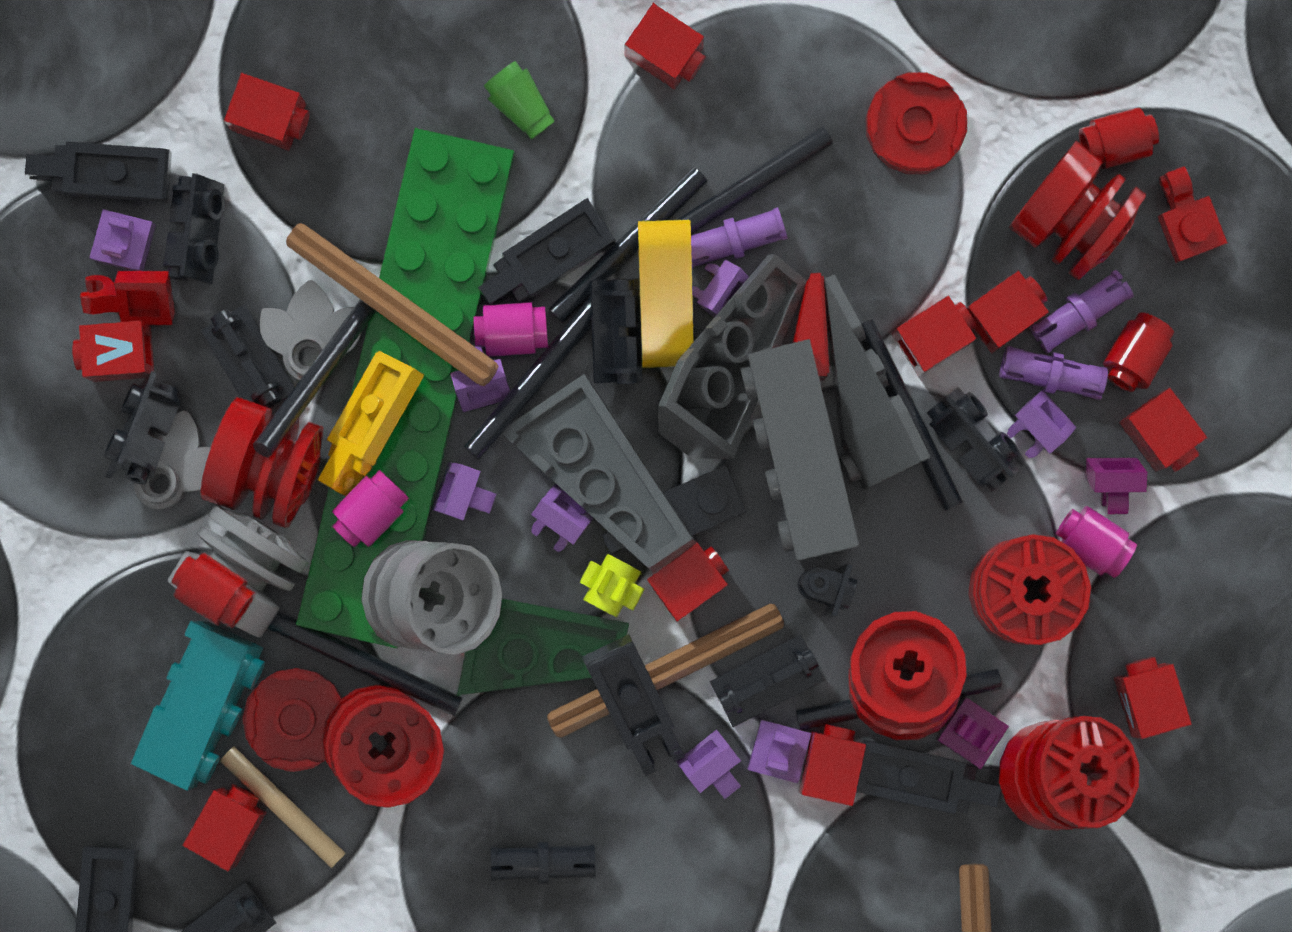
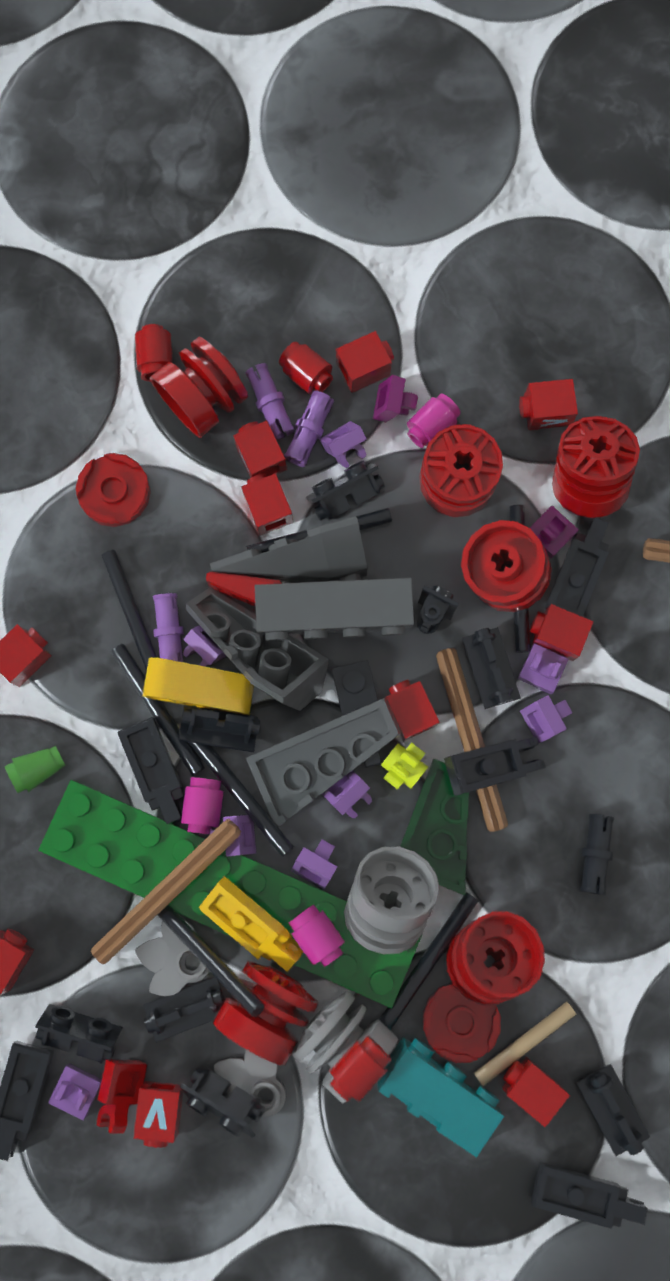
camera: 75 degrees left, 5 degrees down
(1190, 224) = (224, 318): red plate -> none

